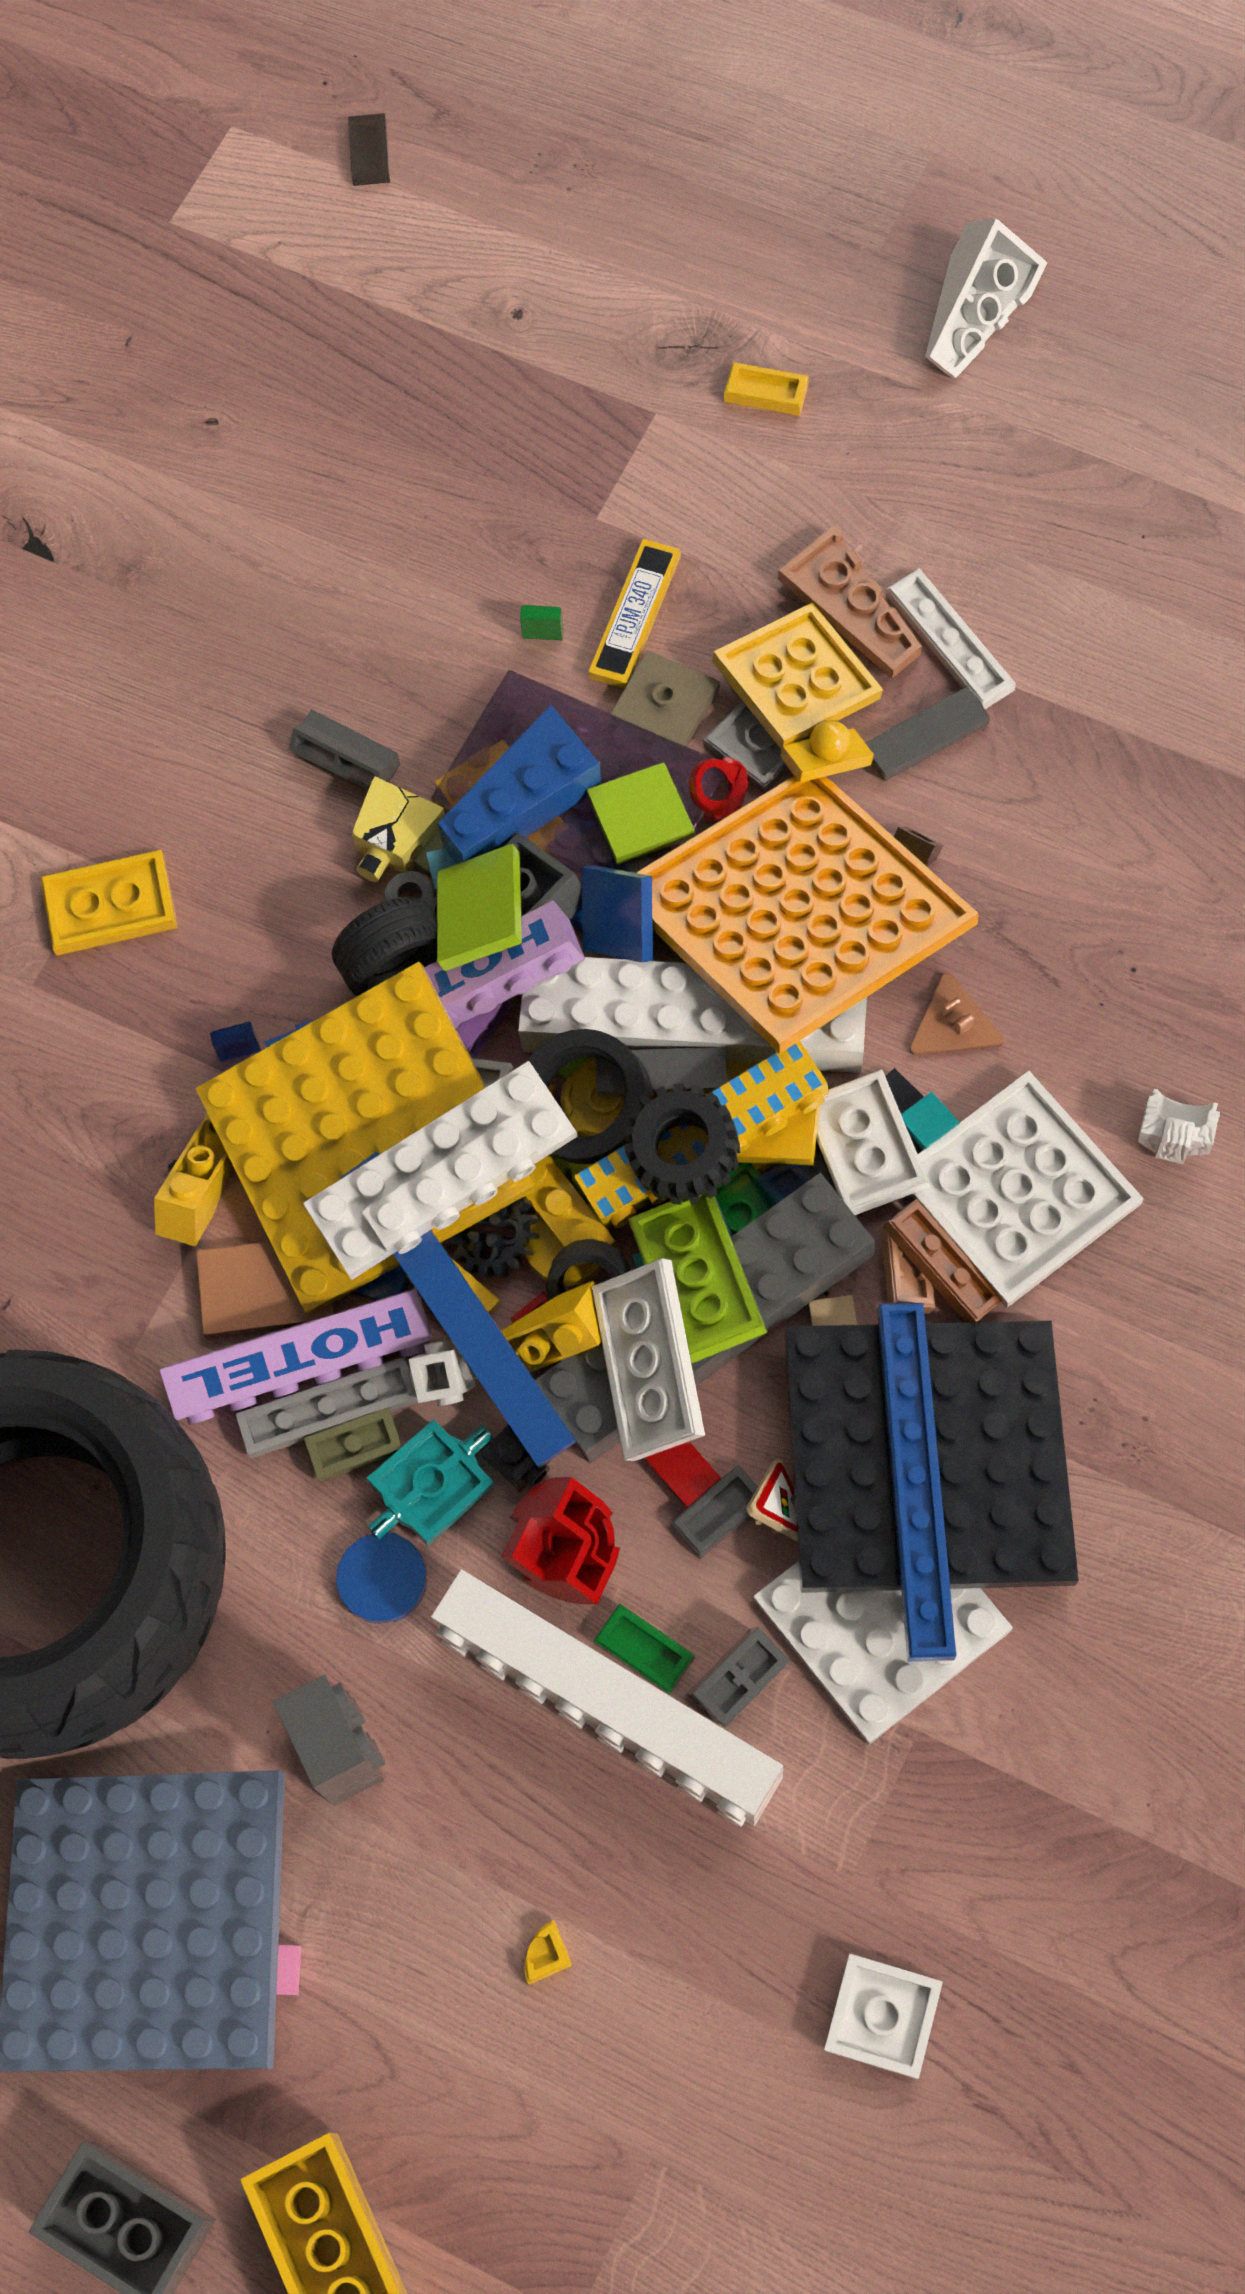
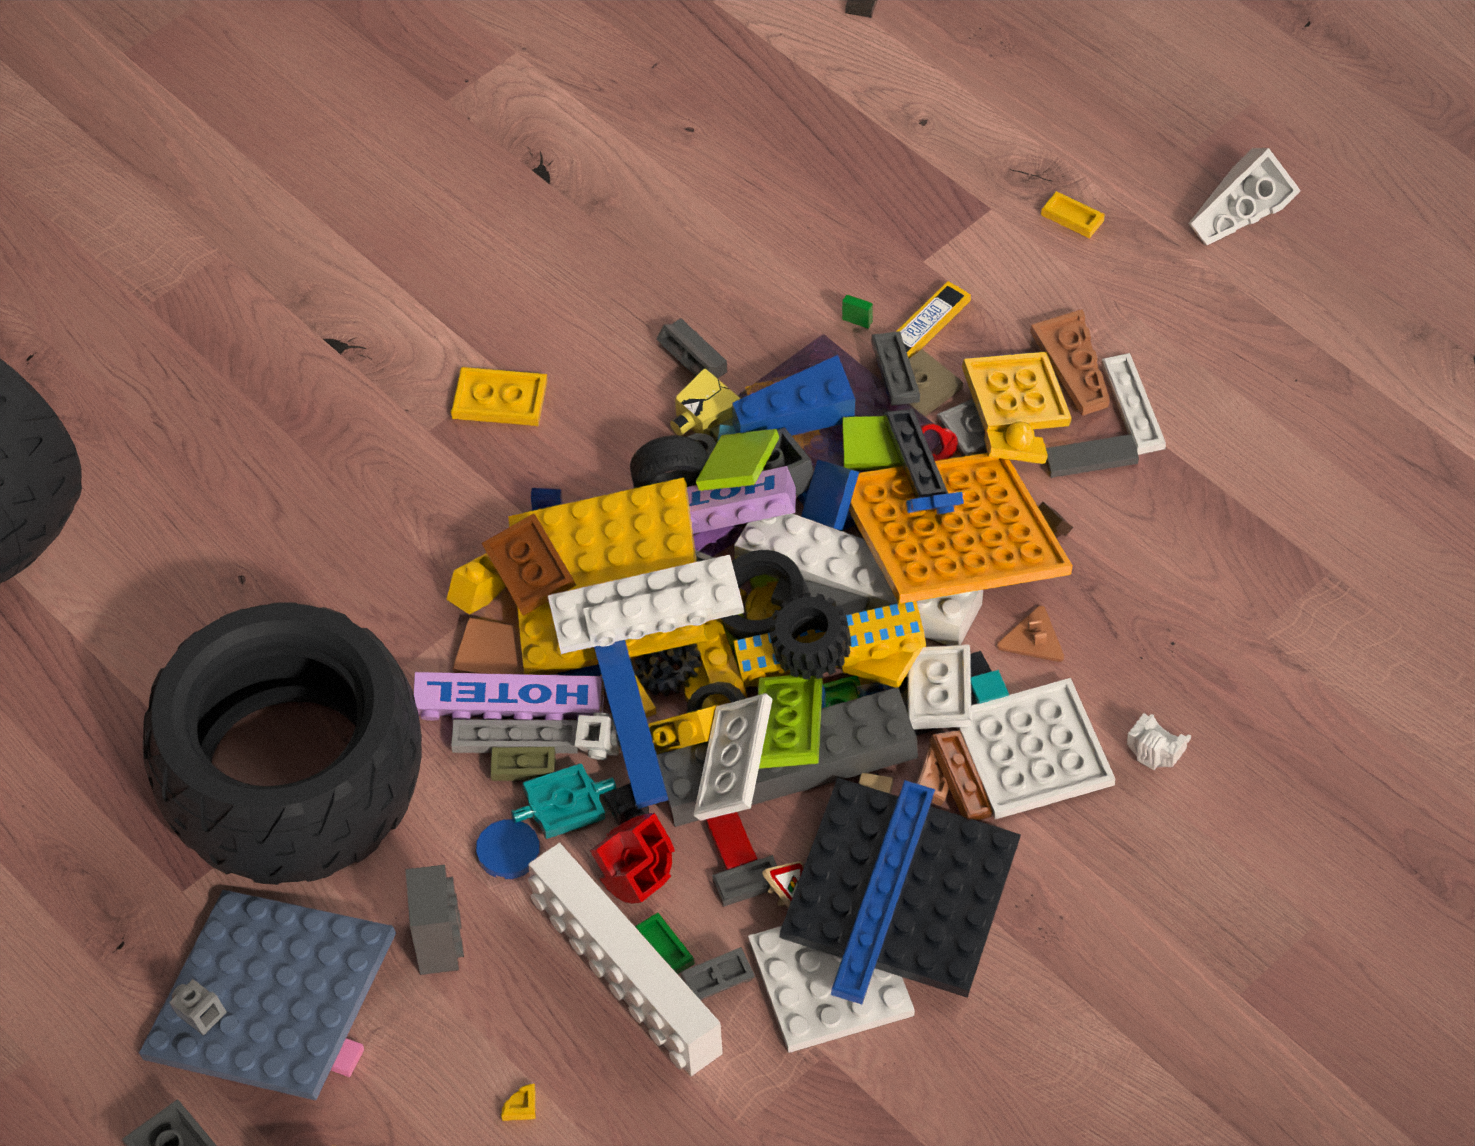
camera: 15 degrees right, 15 degrees down
(66, 1989) = (192, 1001): none -> light grey brick
(254, 1157) = (528, 564): none -> dark orange plate
(626, 692) = (895, 368): none -> dark grey tile
(709, 819) = (914, 453): none -> black tile
(773, 882) = (942, 503): none -> blue plate

